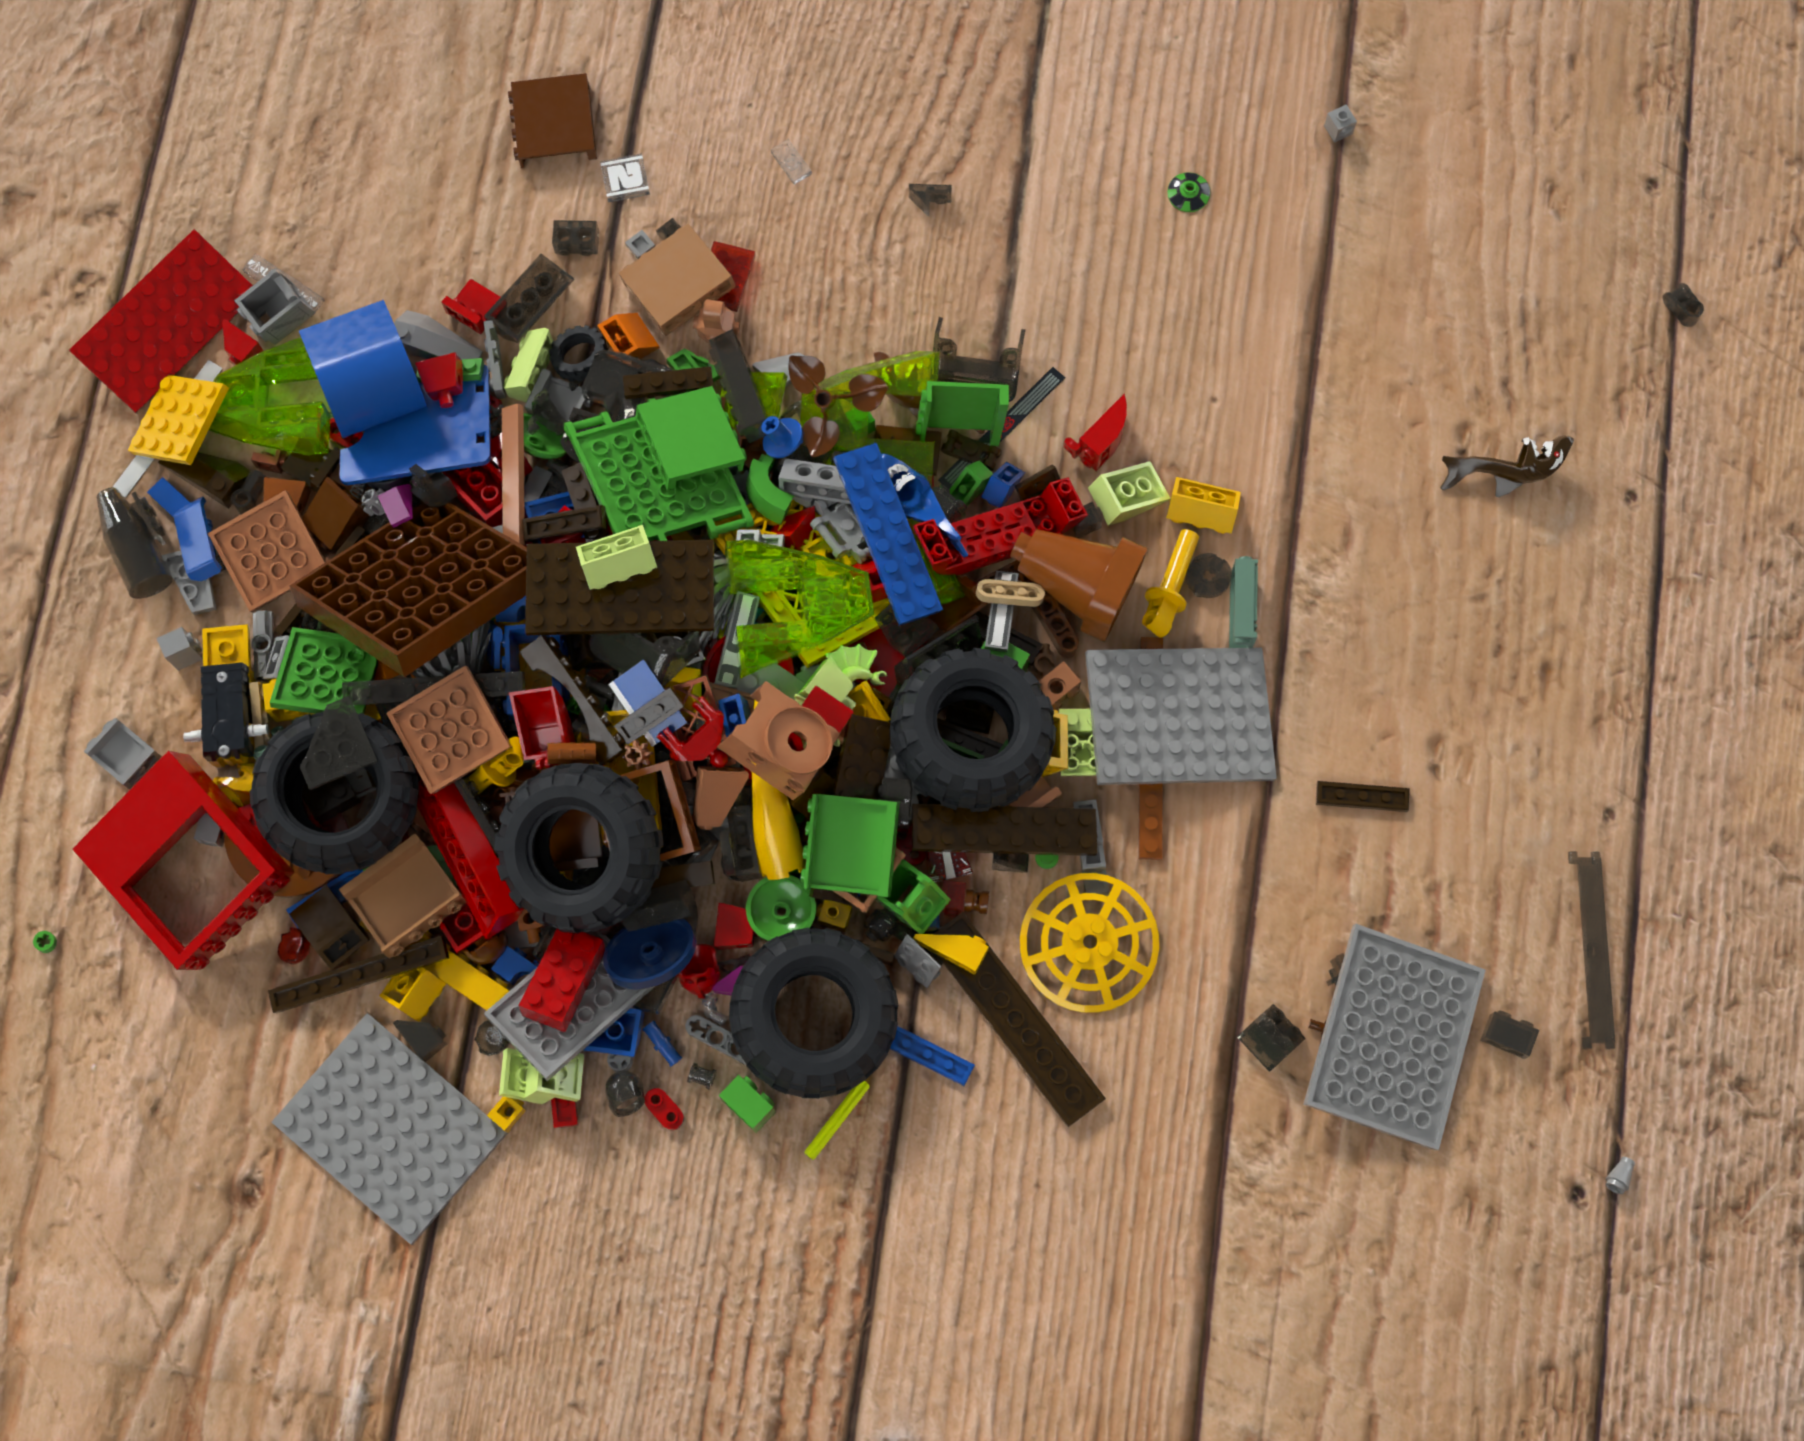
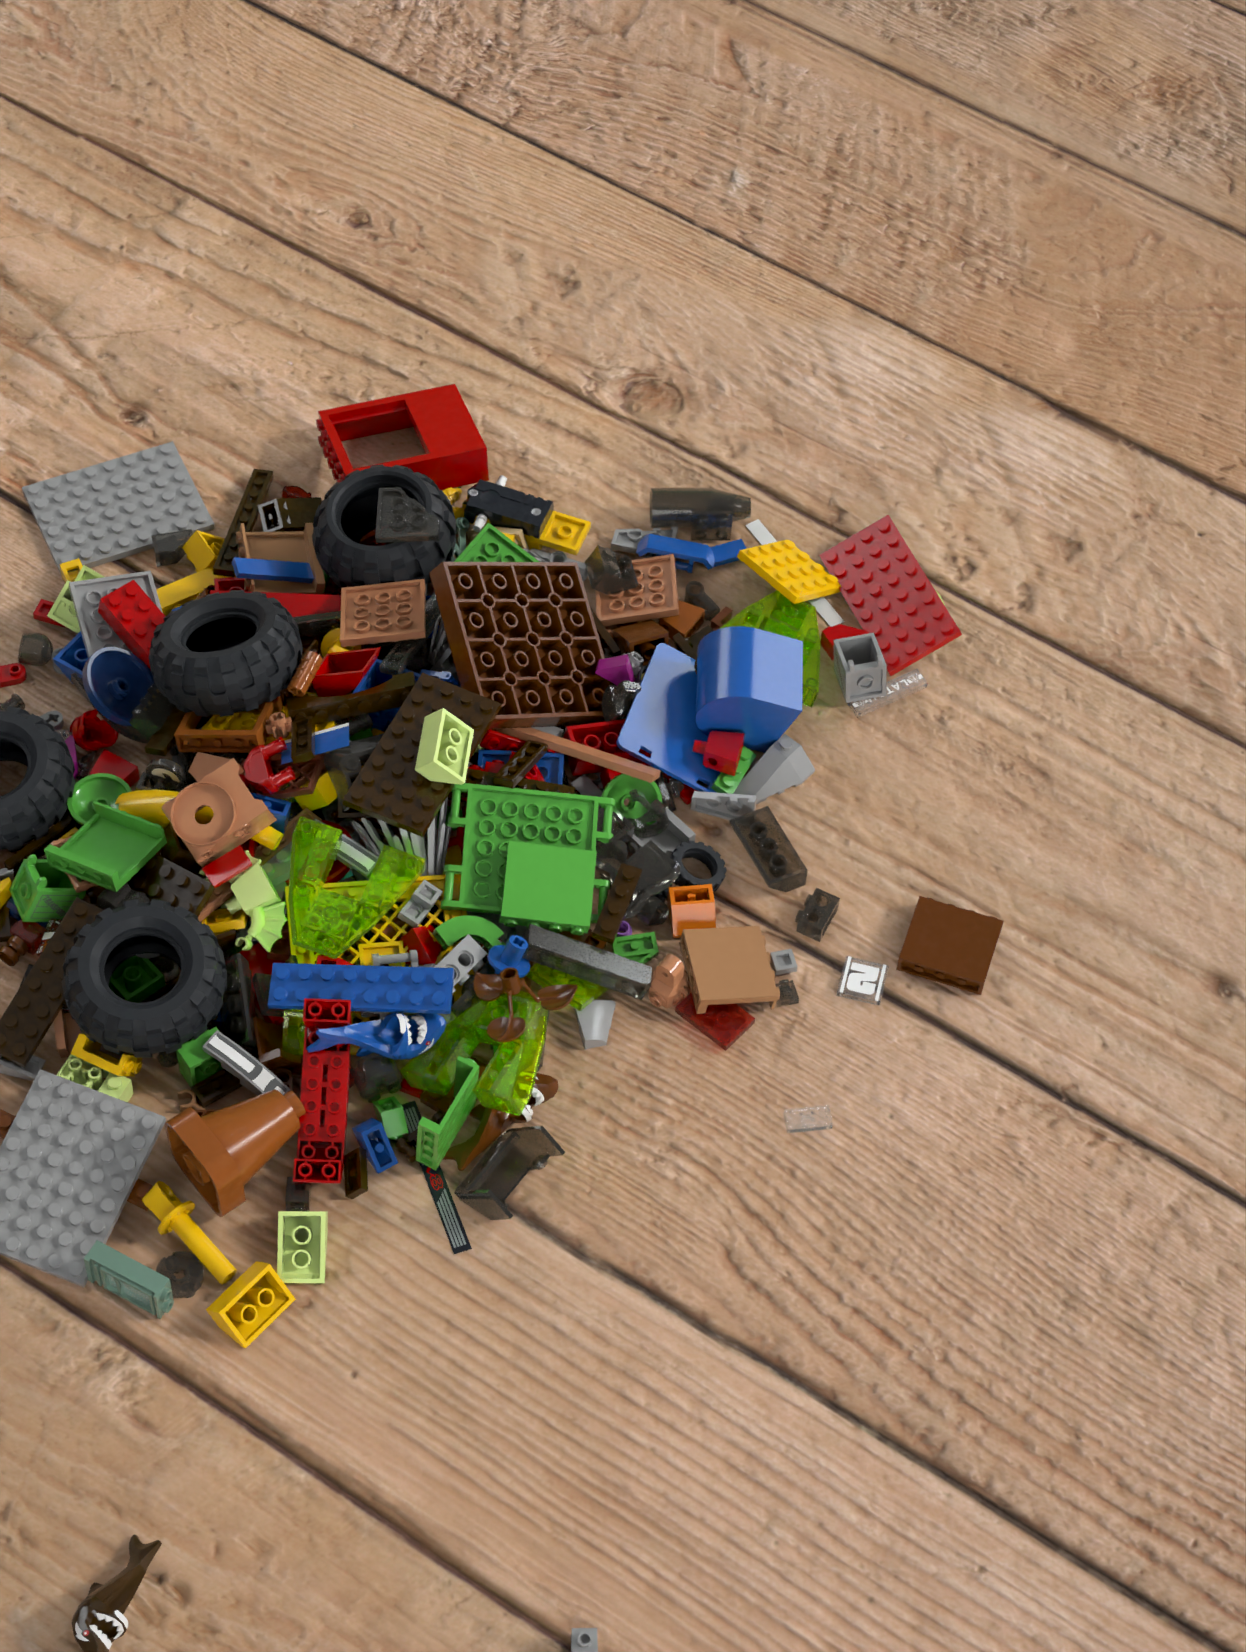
camera: 110 degrees right, 20 degrees down
(47, 947) = (404, 359): bright green bush -> none
(122, 753) = (524, 453): light grey panel -> none
(180, 648) = (586, 503): light grey brick -> none
(211, 475) = (730, 584): dark brown wedge -> none
(260, 580) = (610, 571): none -> clear smoke slope
(427, 888) = (272, 570): none -> blue tile
(471, 305) = (790, 810): red bracket -> none
(528, 364) = (707, 827): yellowish green slope -> none
(662, 1043) = (55, 692): blue pin -> none
(925, 193) = (707, 1214): clear smoke slope -> none
(1010, 592) = (260, 1067): tan plate -> none
(1065, 679) = (156, 1083): nougat brick -> none
(1101, 438) = (366, 1242): red piece -> none
(1188, 200) = (587, 1473): dish -> none

